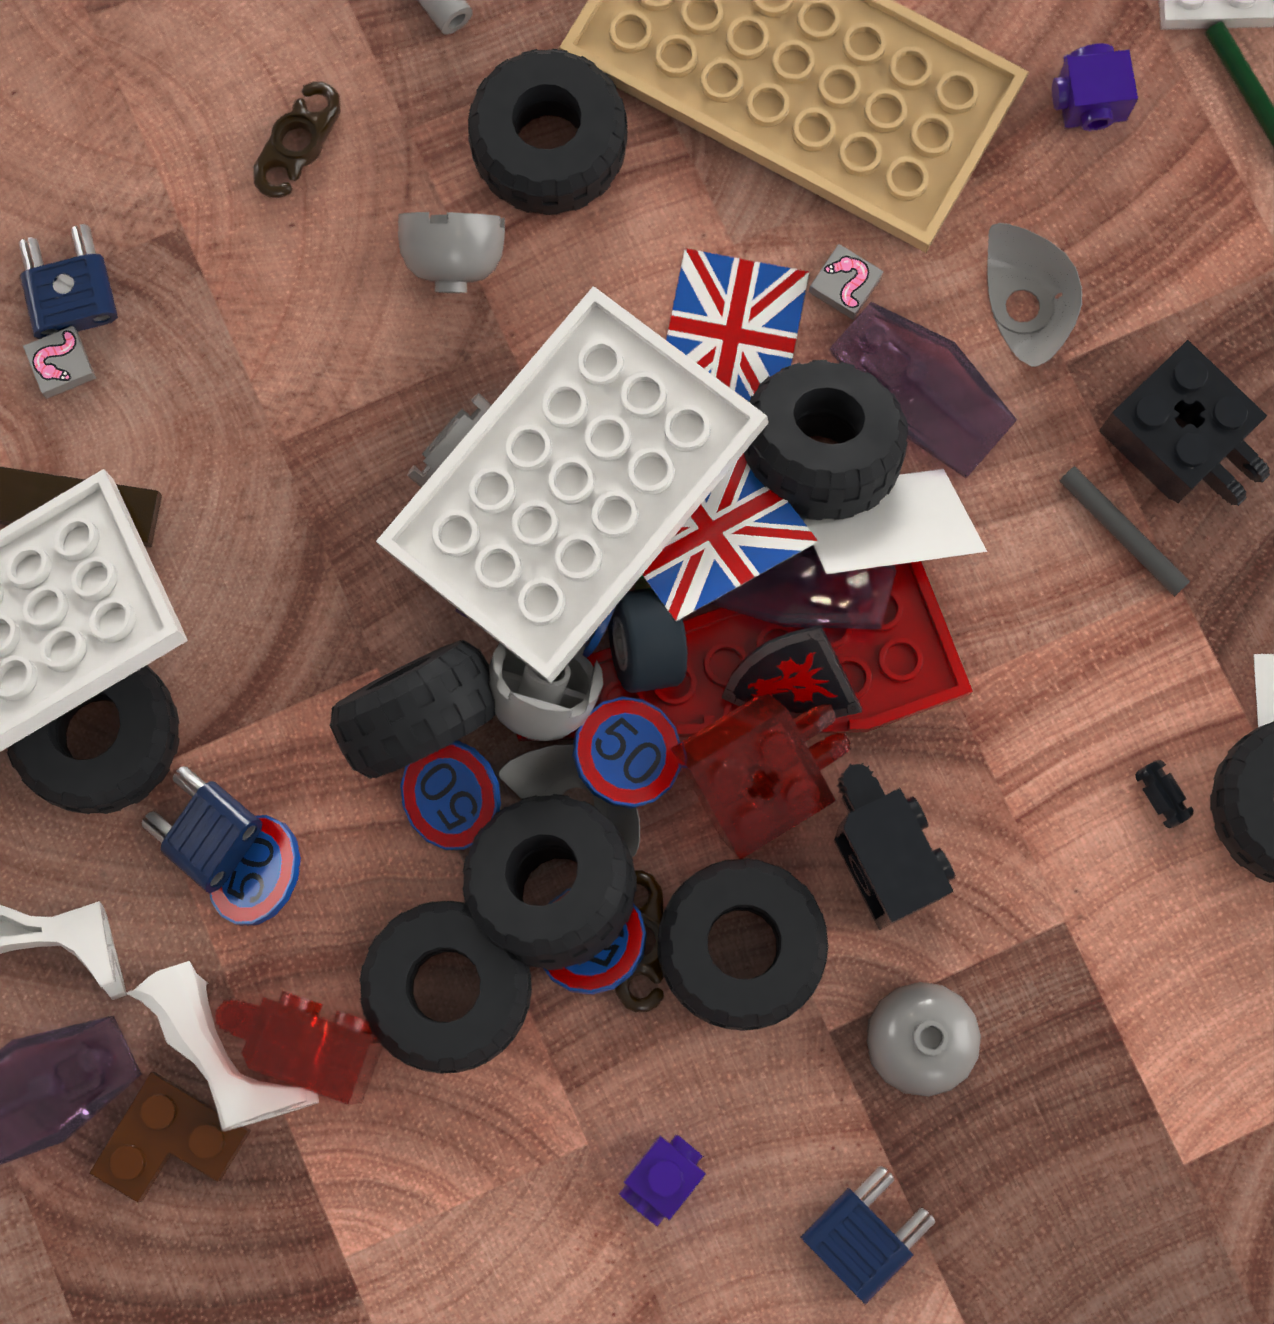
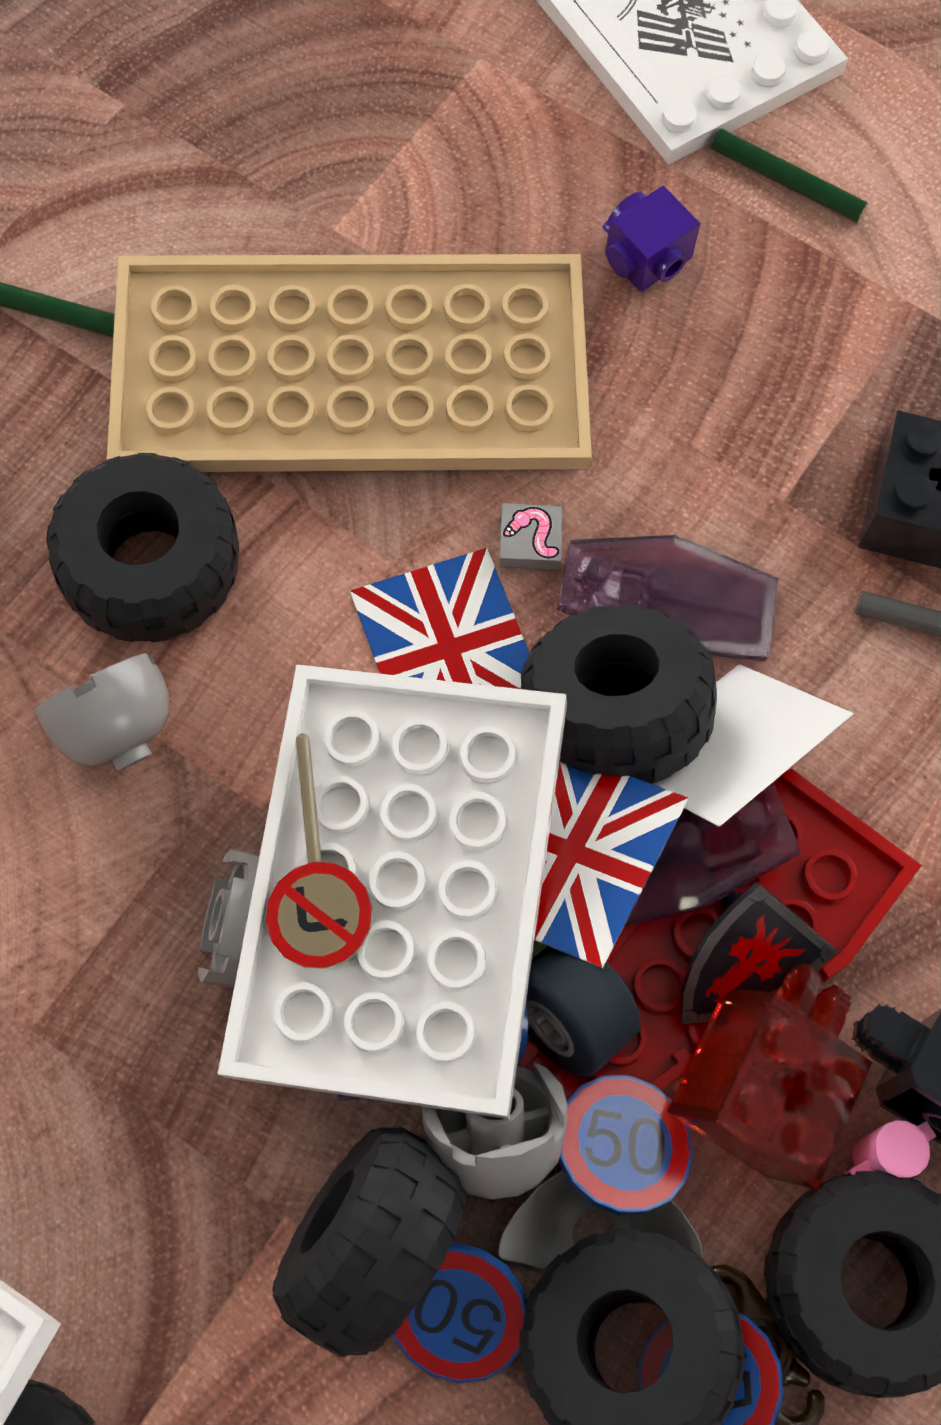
camera: 35 degrees left, 10 degrees down
(506, 468) = (317, 909): none -> piece
(815, 868) = (894, 1149): none -> bright pink piece
(1032, 264) = (710, 423): light grey piece -> none

